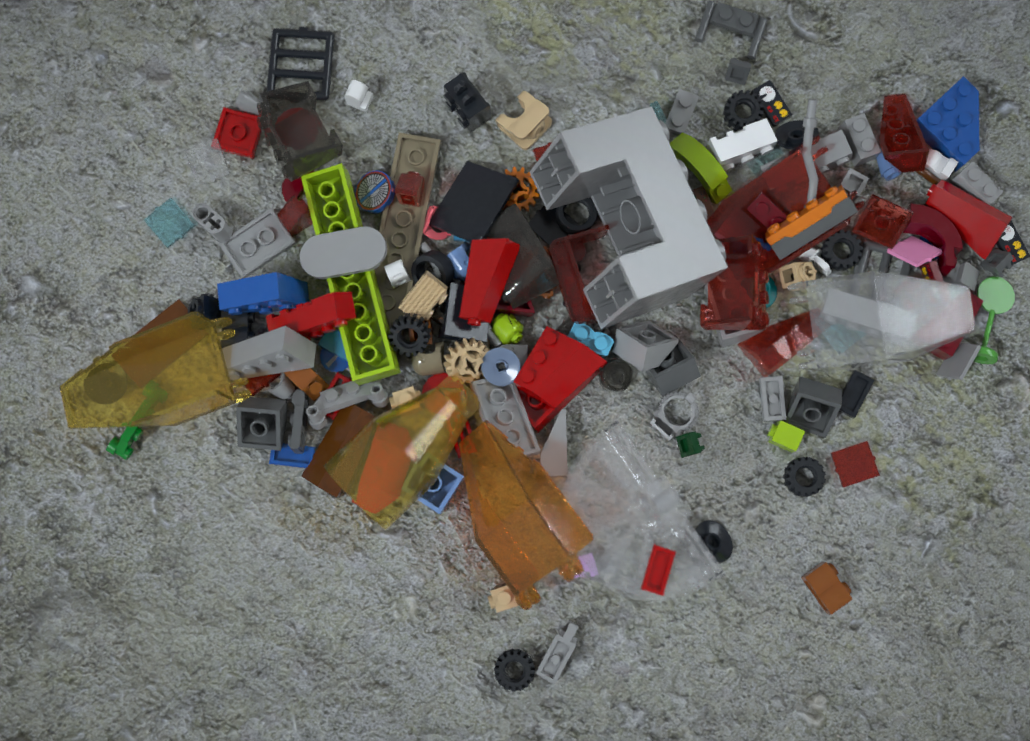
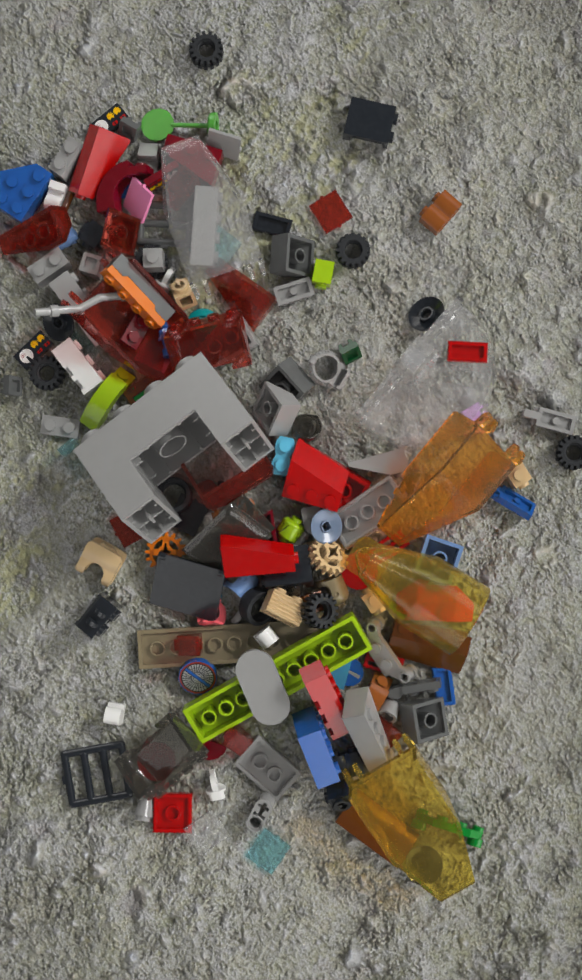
camera: 105 degrees left, 5 degrees up
(249, 183) = (216, 789): none -> white piece
(476, 586) = (514, 502): none -> blue hinge
(842, 250) = (153, 260): none -> light grey brick
(886, 189) = (91, 236): none -> black brick
(950, 534) = (370, 121): none -> black panel

